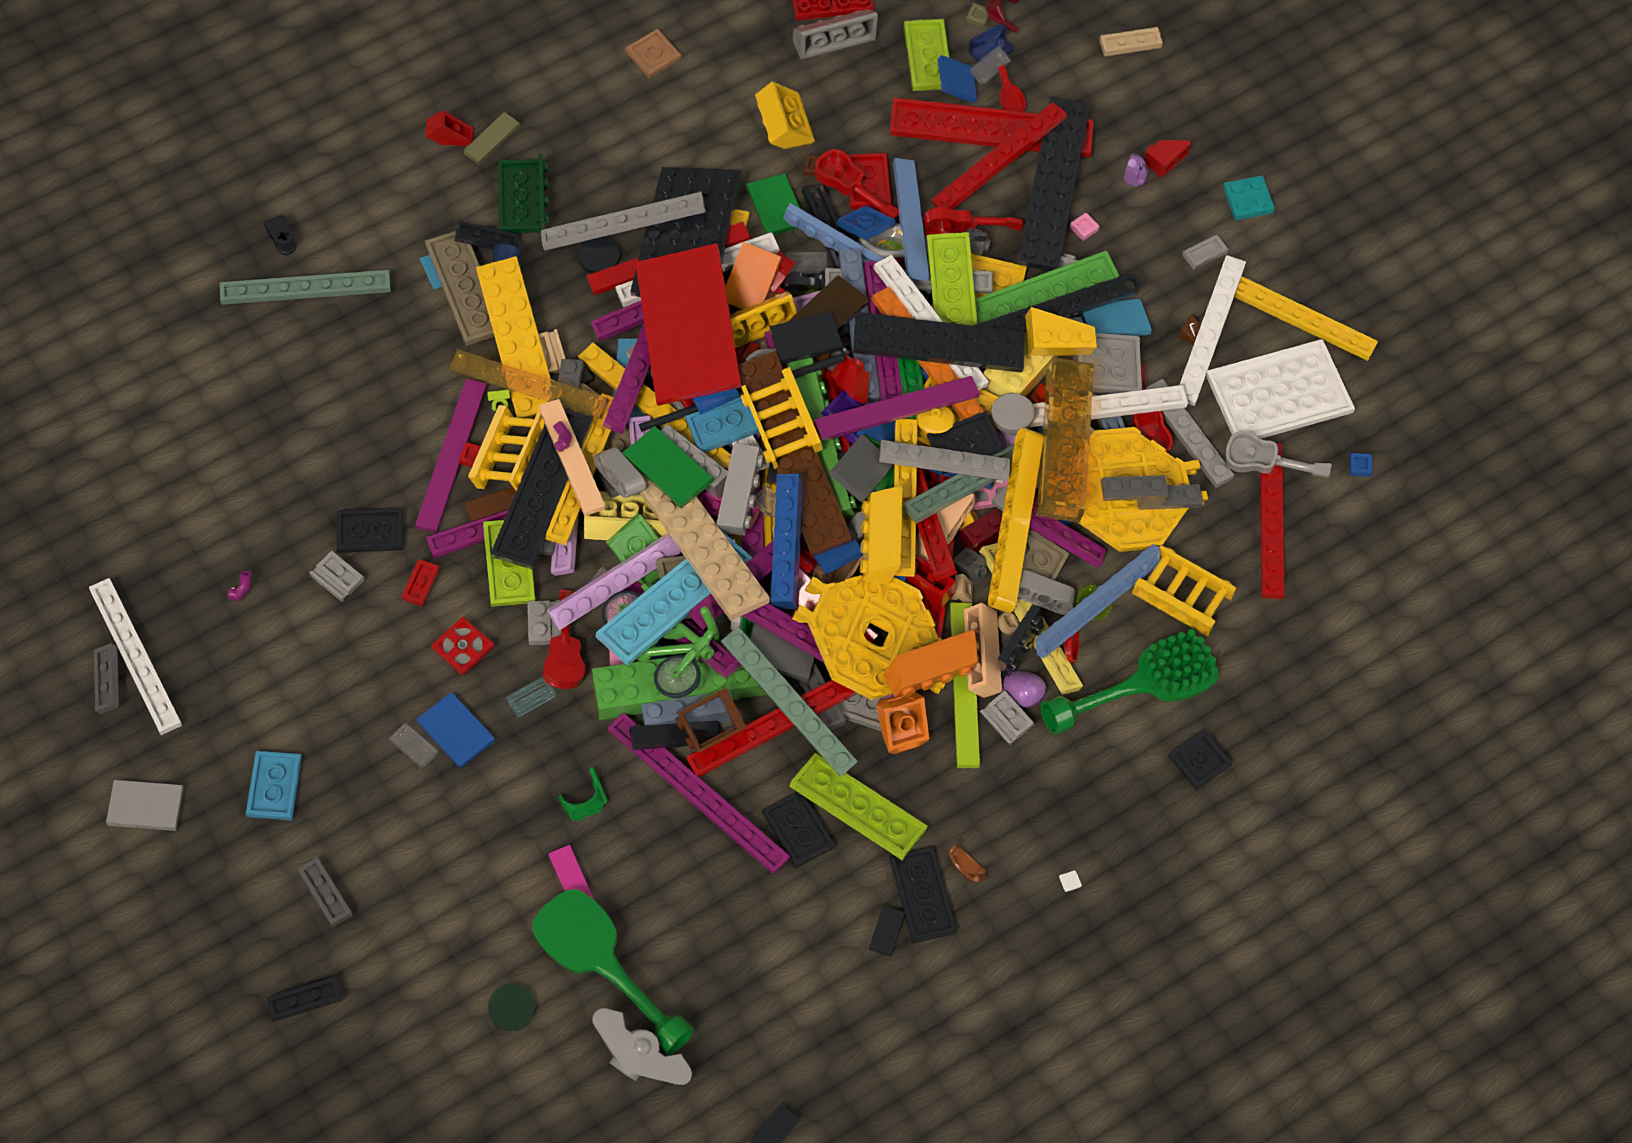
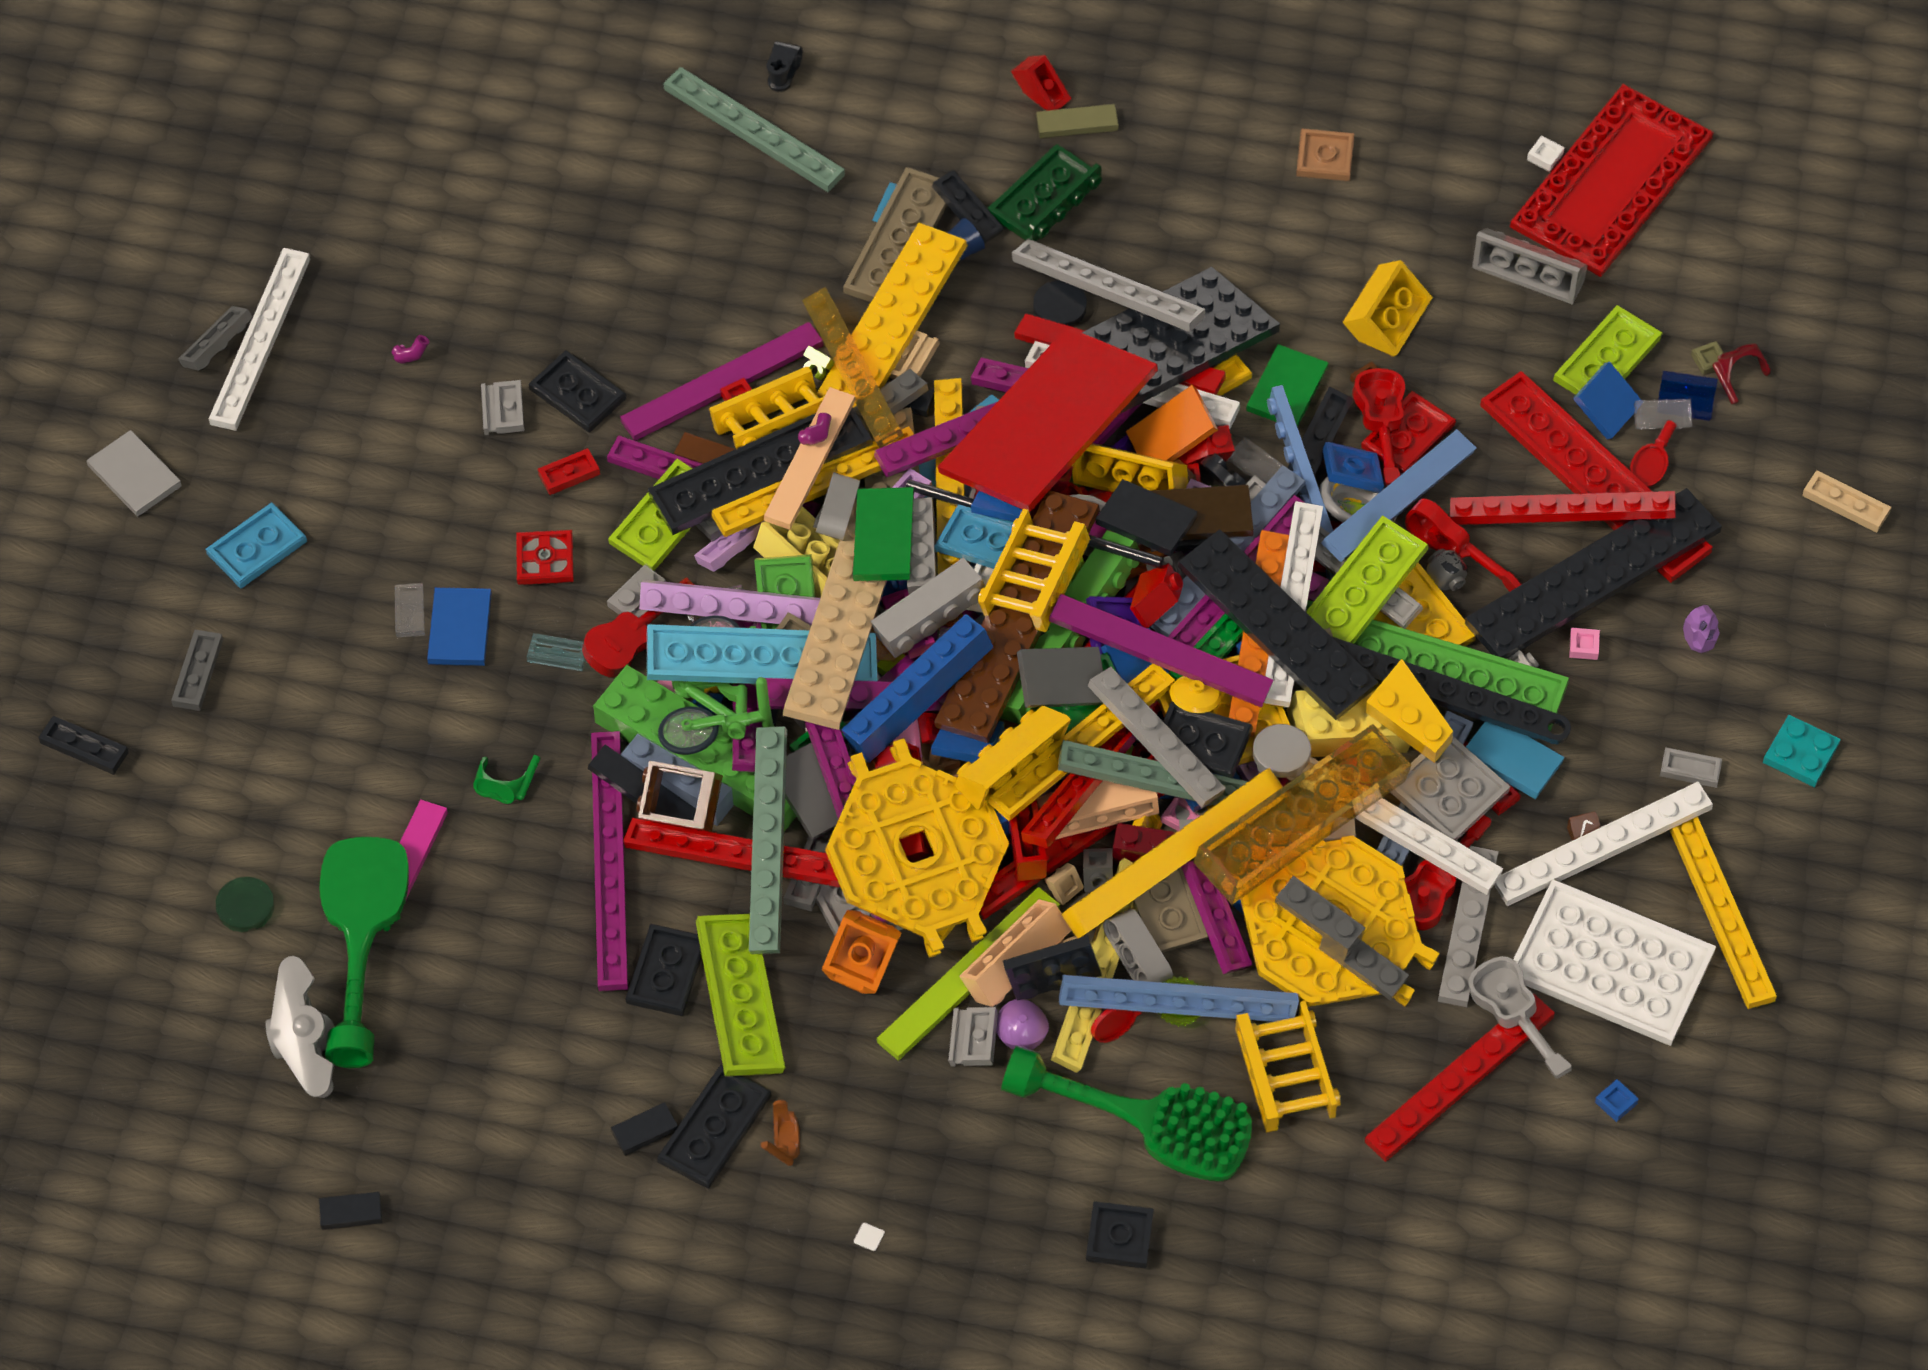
camera: 50 degrees right, 5 degrees down
(932, 664) = (934, 914): orange slope -> none
(1166, 155) = (1755, 640): red slope -> none

